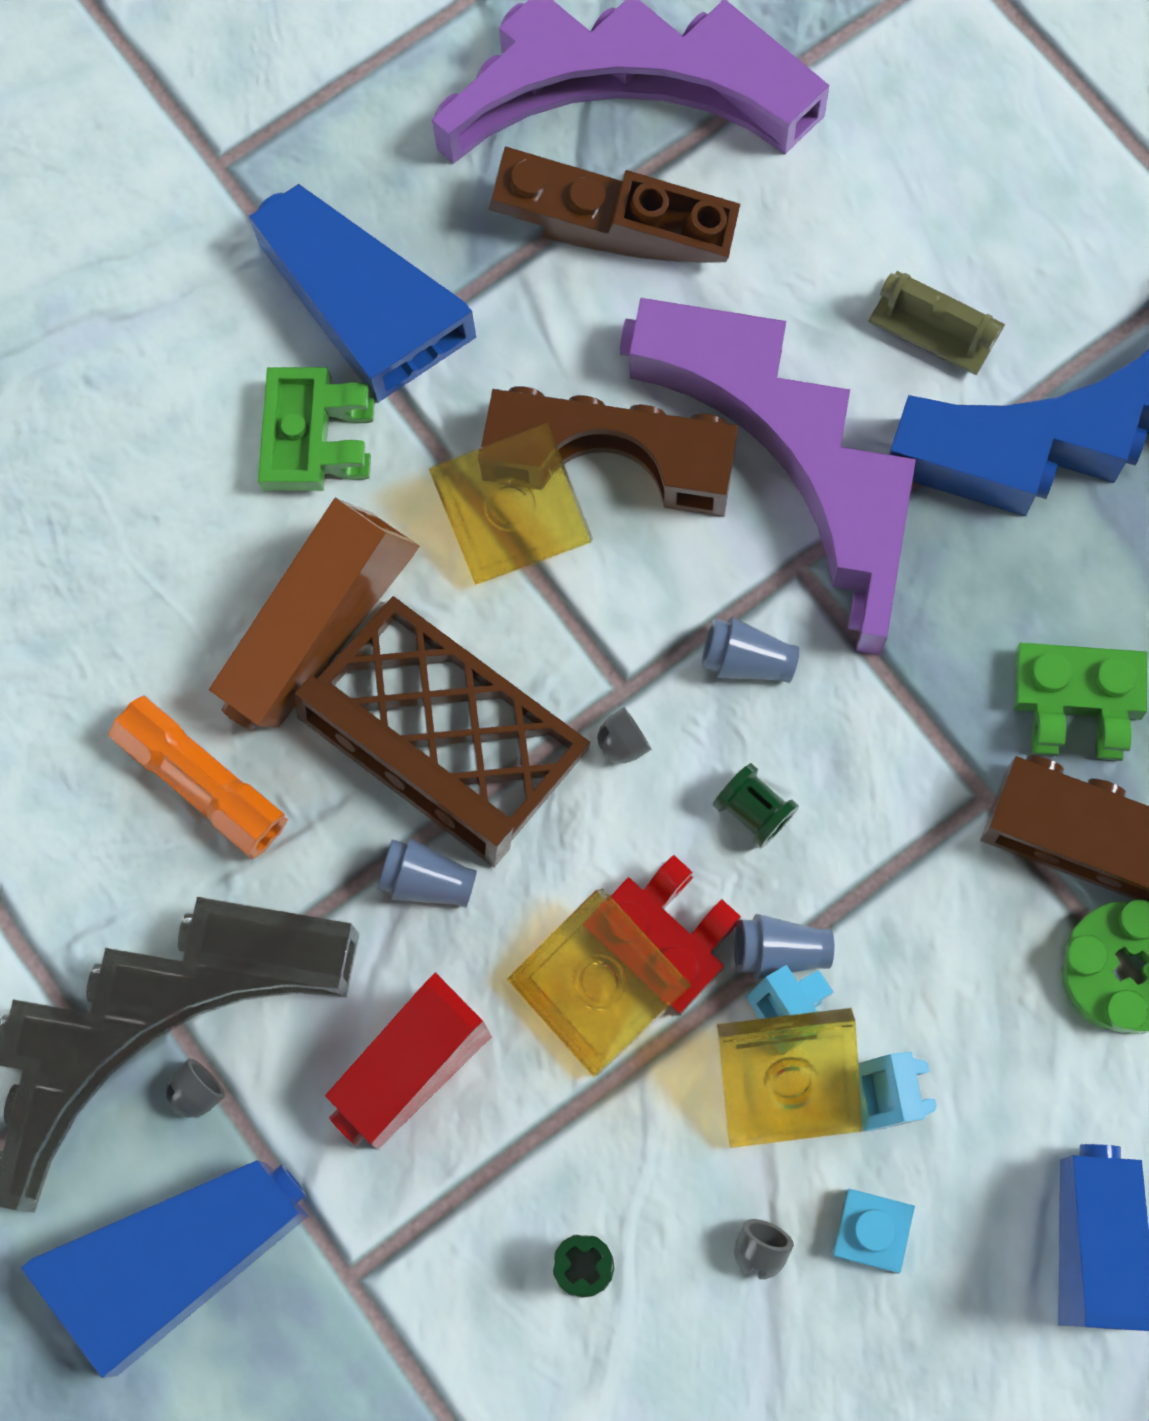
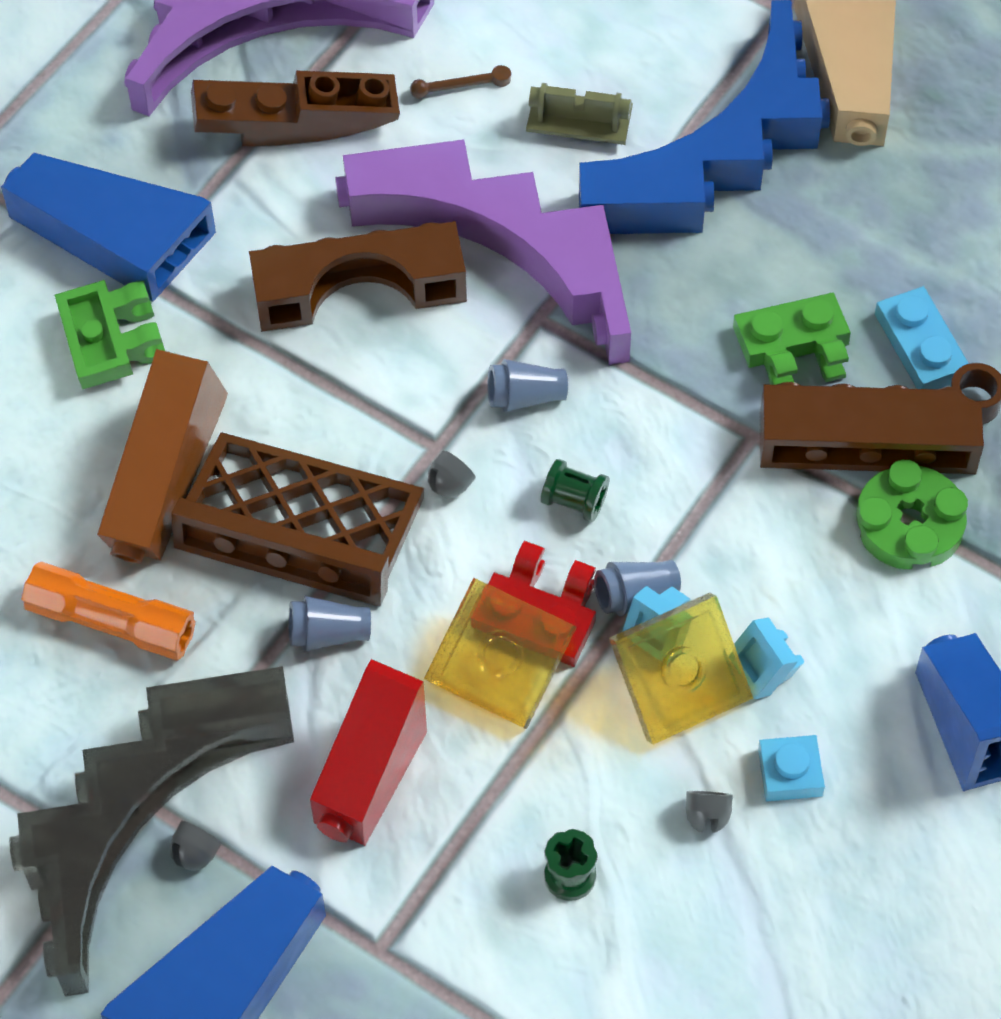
camera: 25 degrees left, 15 degrees down
(511, 503) = (295, 329): clear yellow tile -> none
(864, 237) = (500, 77): none -> reddish brown hinge

